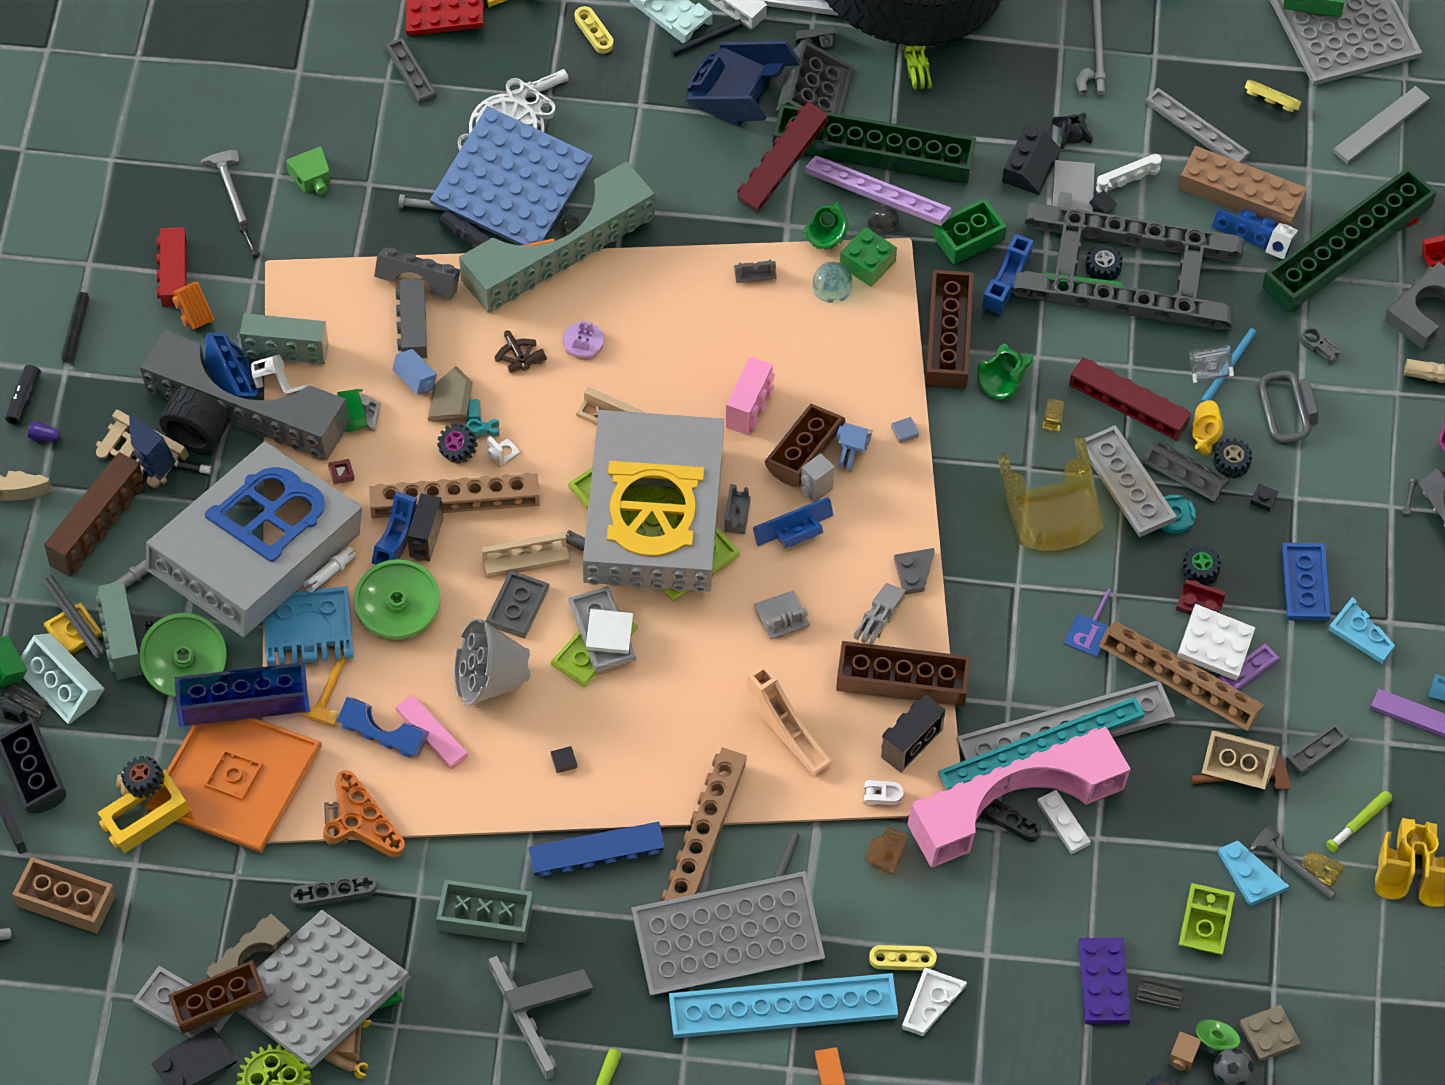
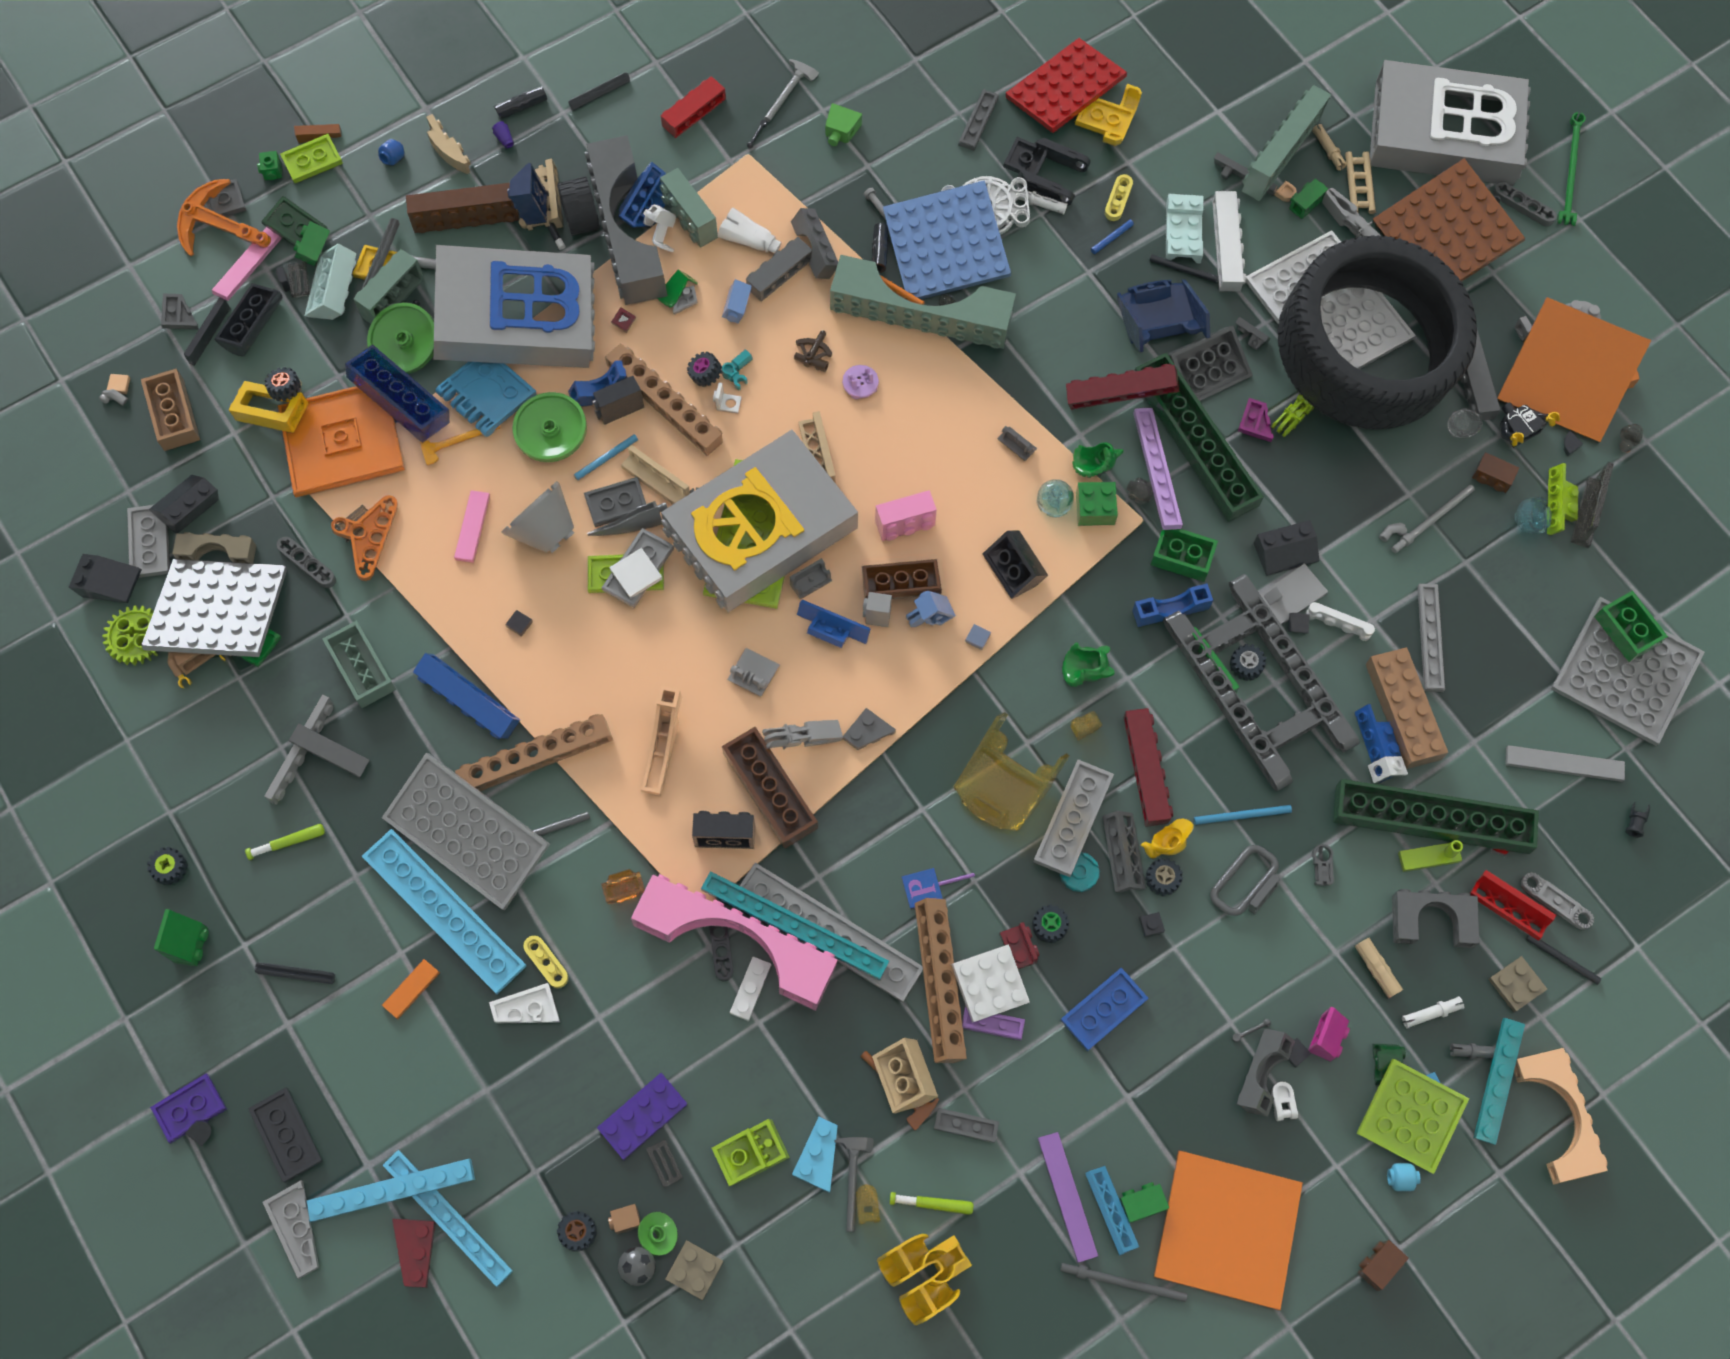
camera: 50 degrees right, 10 degrees up
(176, 946) = (185, 503): none -> black slope
(192, 305) = (670, 139): orange brick -> none
(217, 997) = (157, 554): reddish brown brick -> none
(335, 564) = (539, 370): white pin -> none
(350, 316) = (744, 231): none -> white piece
(358, 716) = (440, 474): blue arch -> none
(450, 396) = (740, 337): dark tan tile -> none
(465, 579) = (605, 457): none -> dark azure piece
(494, 65) = (1029, 157): none -> black plate
(553, 596) = (641, 517): none -> dark grey piece
(625, 63) = (1112, 236): none -> blue bar
(865, 354) = (1015, 563): none -> black slope
(890, 793) = (667, 853): white plate -> none
(897, 95) = (1256, 420): none -> magenta wing
(949, 328) = (1089, 601): reddish brown brick -> none
(1073, 129) = (1343, 555): black piece -> none
(1211, 363) = (1228, 799): clear slope -> none
(1272, 96) = (1511, 667): light yellow plate -> none
(1358, 630) = (1097, 1078): medium azure wing -> none
(1377, 267) = (1431, 856): none -> lime piece

